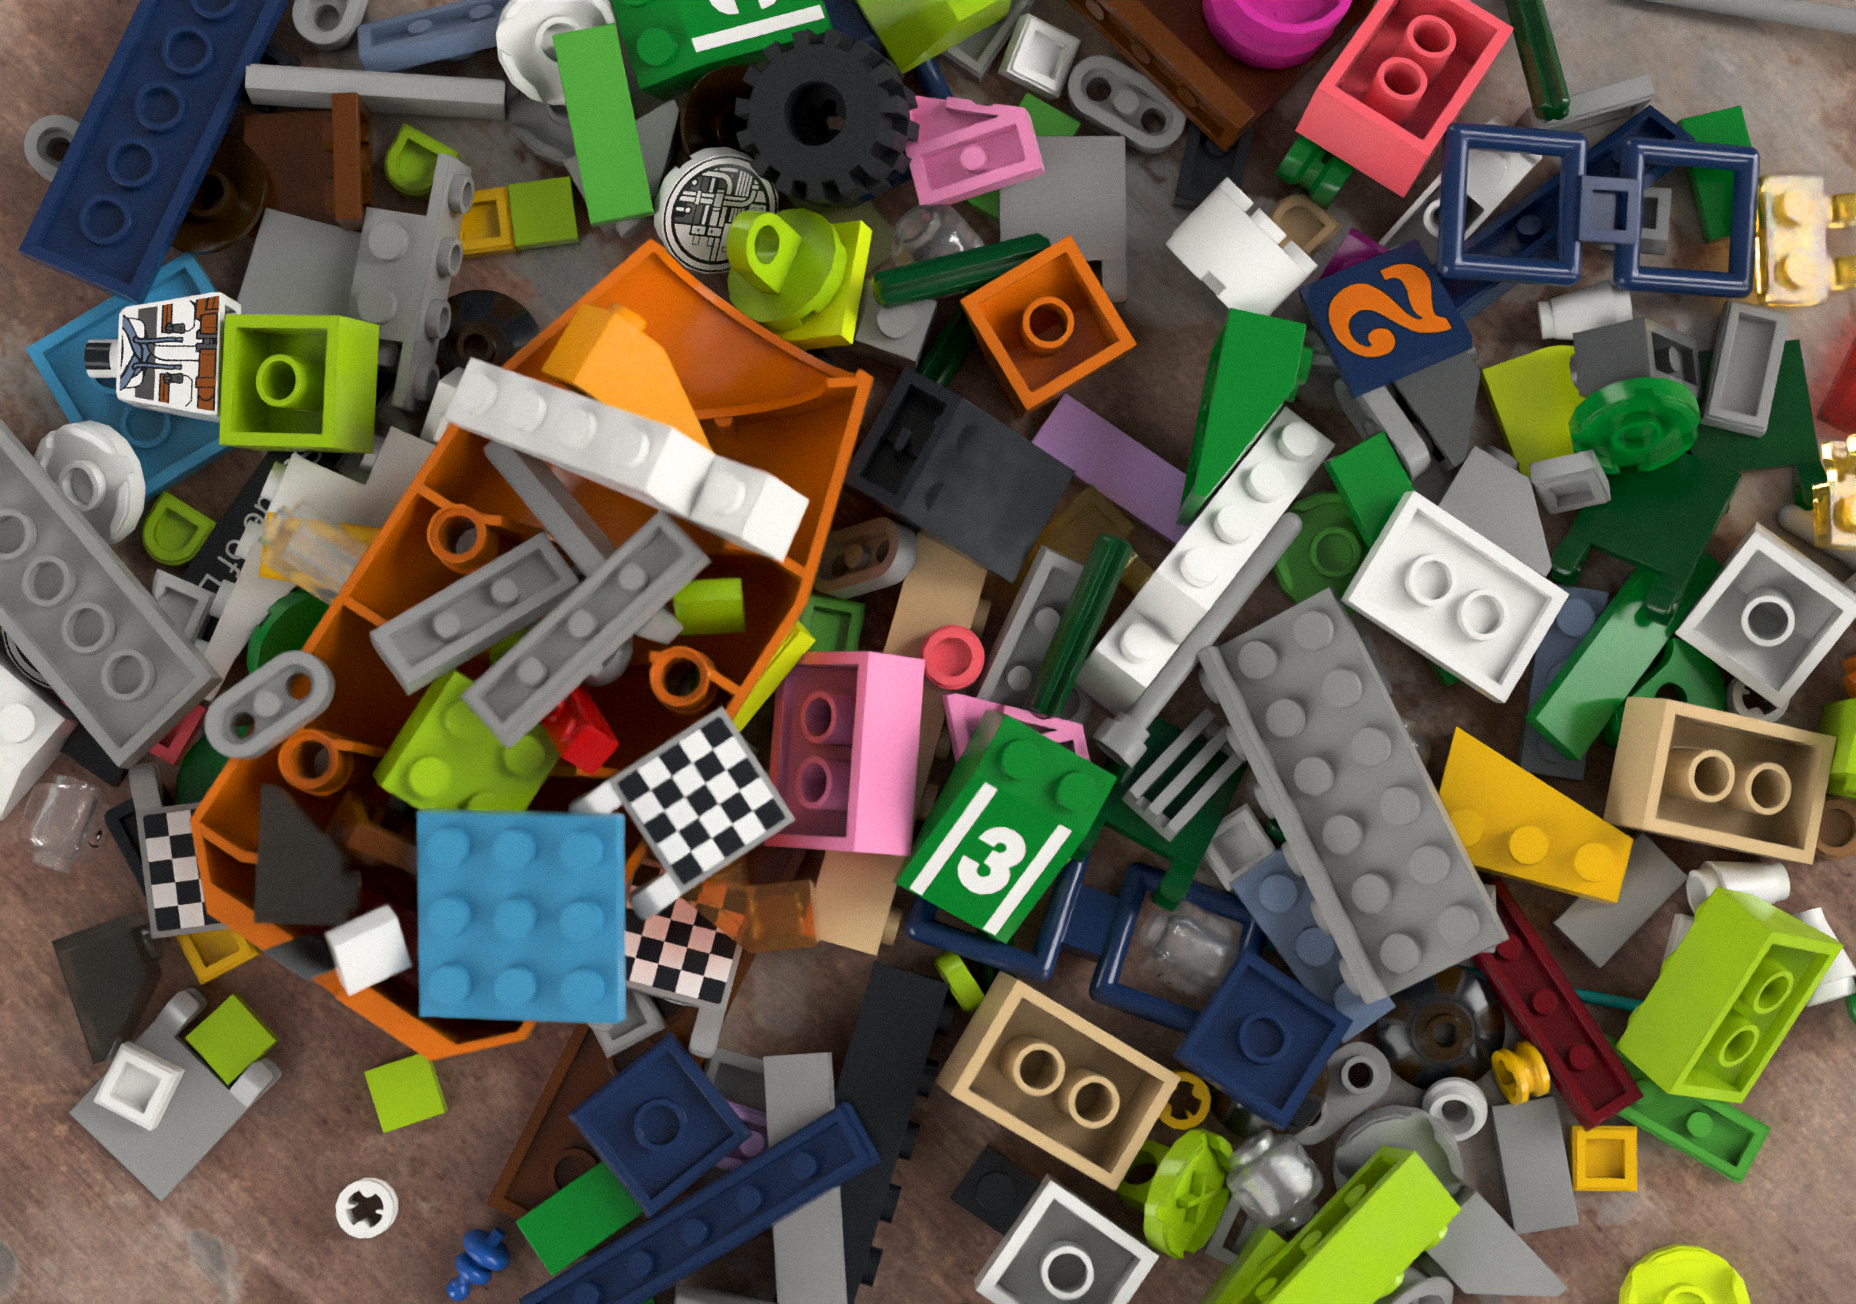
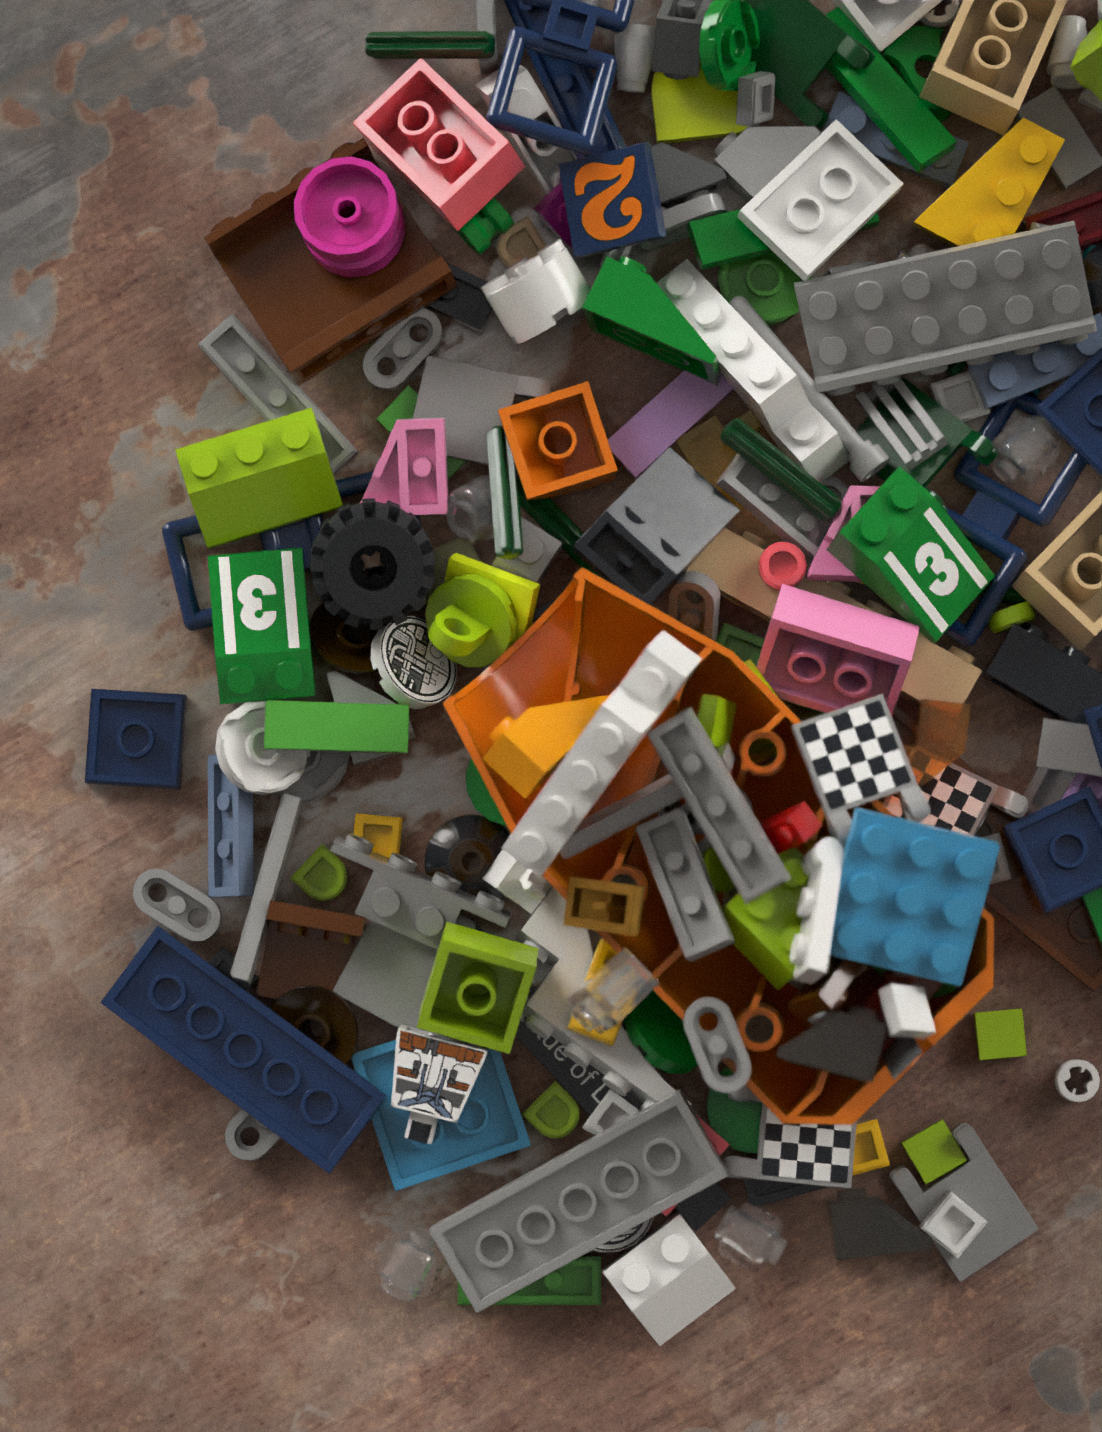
camera: 70 degrees left, 0 degrees up
(97, 475) = (501, 1155): white tile -> none
(421, 516) = (604, 906): none -> pearl gold slope
(476, 794) = (818, 908): none -> white plate
(543, 213) = (380, 791): lime tile -> none
(1039, 56) = (351, 403): white tile -> none

